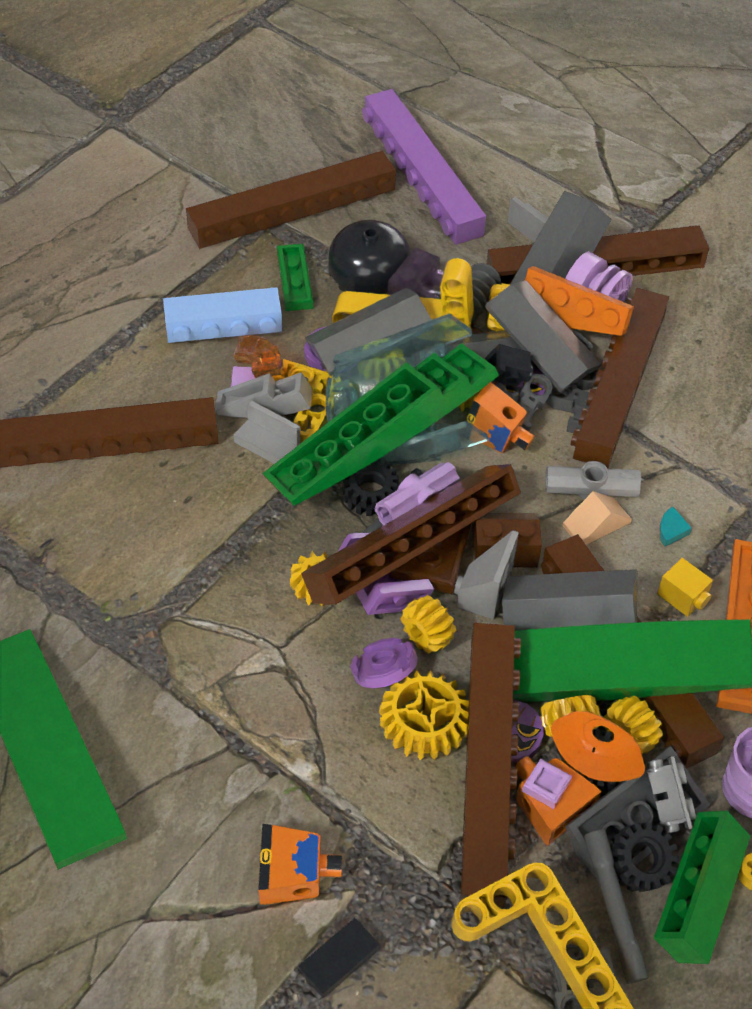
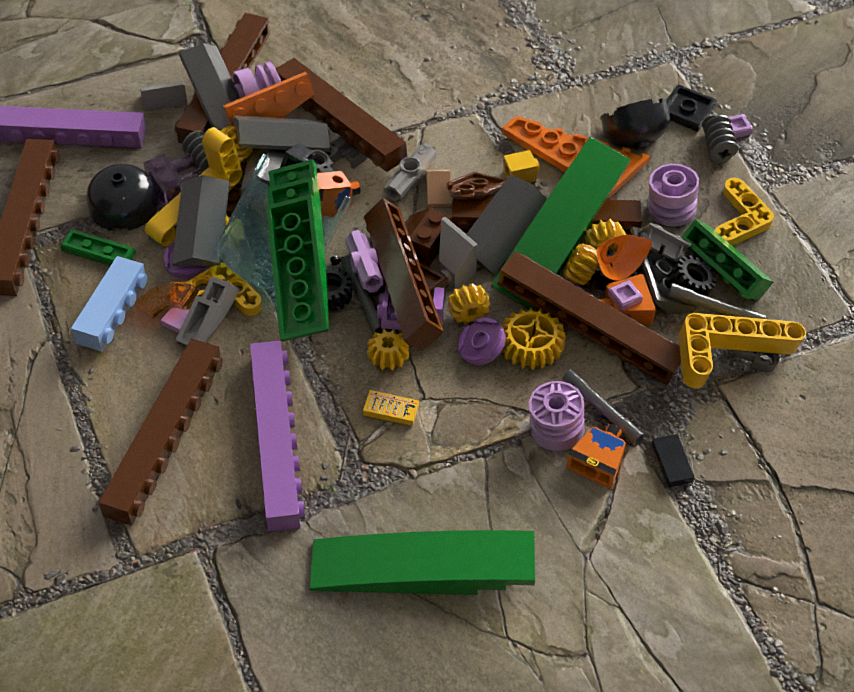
camera: 60 degrees left, 0 degrees up
(139, 530) = (275, 438): none -> medium lavender brick
(243, 620) = (391, 408): none -> yellow tile
(267, 433) = (242, 325): light grey panel -> none
(313, 787) = (556, 415): none -> lavender wheel
(359, 874) = (628, 429): none -> dark grey piece
(610, 548) = (474, 186): none -> reddish brown tile
(673, 527) = (468, 152): teal tile -> none

